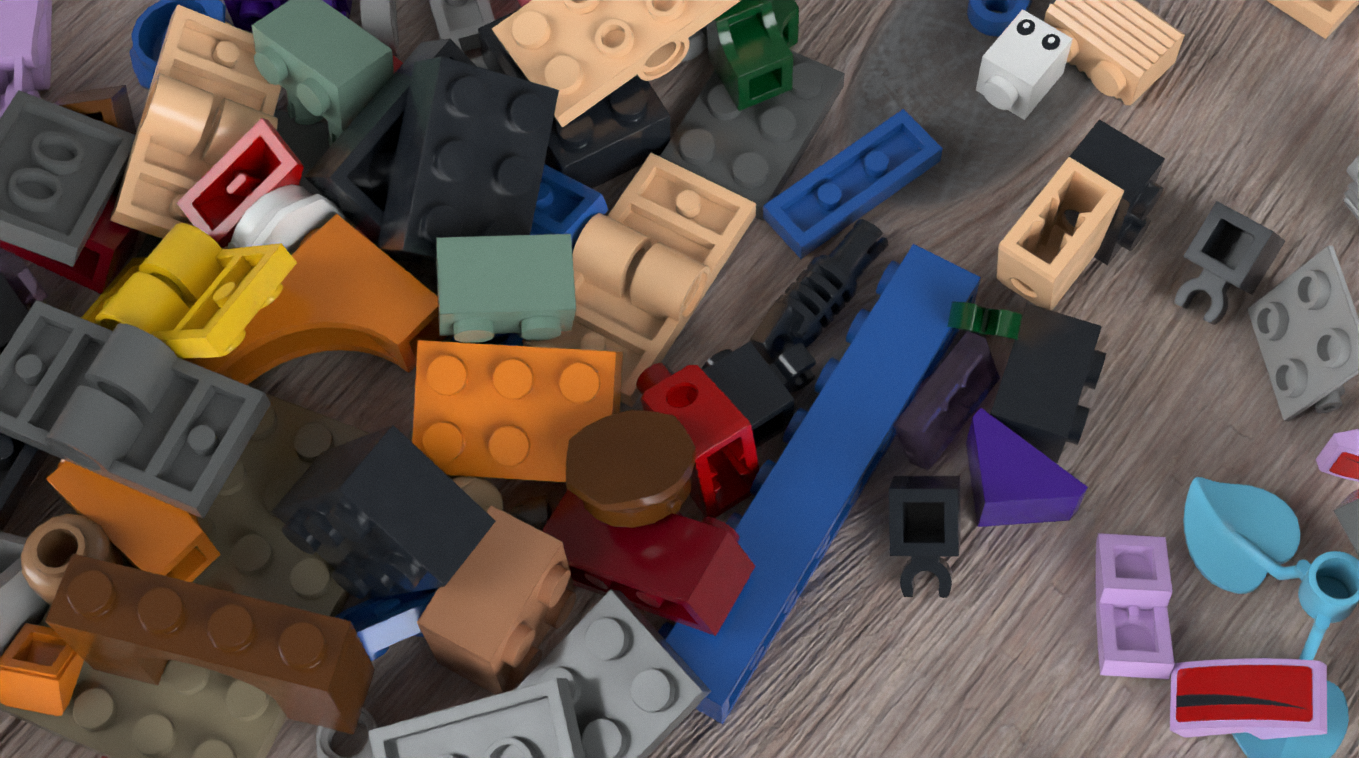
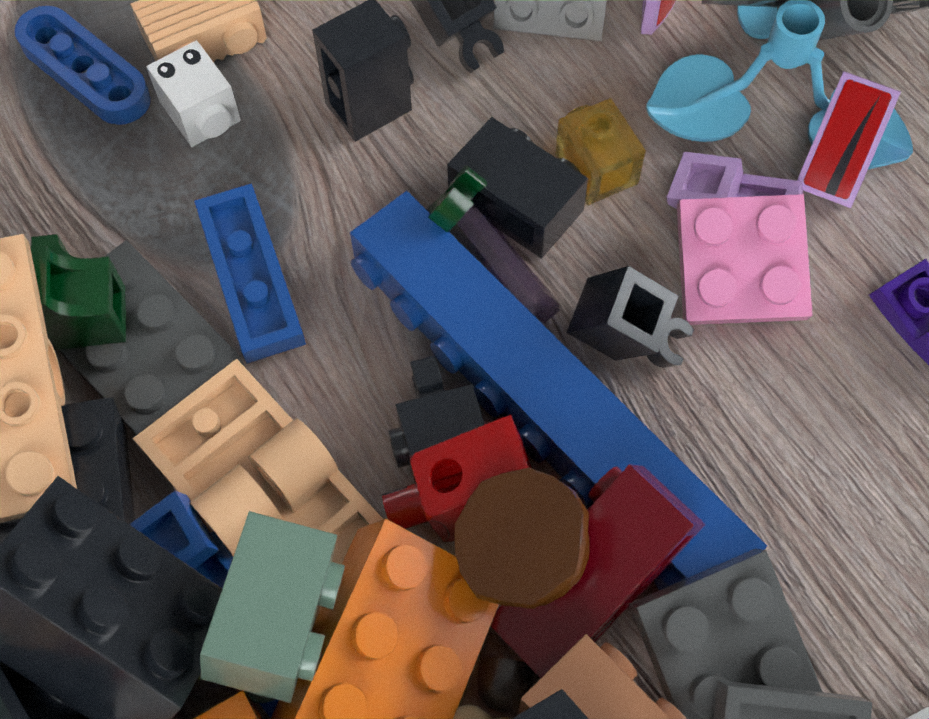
camera: 75 degrees left, 0 degrees up
(818, 293) = (355, 337): black hinge -> none
(1016, 480) = (593, 238): dark purple slope -> none
(1043, 249) = (420, 122): light nougat torso -> none
(1047, 625) = (744, 259): none -> bright pink plate
(1122, 447) = (601, 148): none -> clear yellow brick

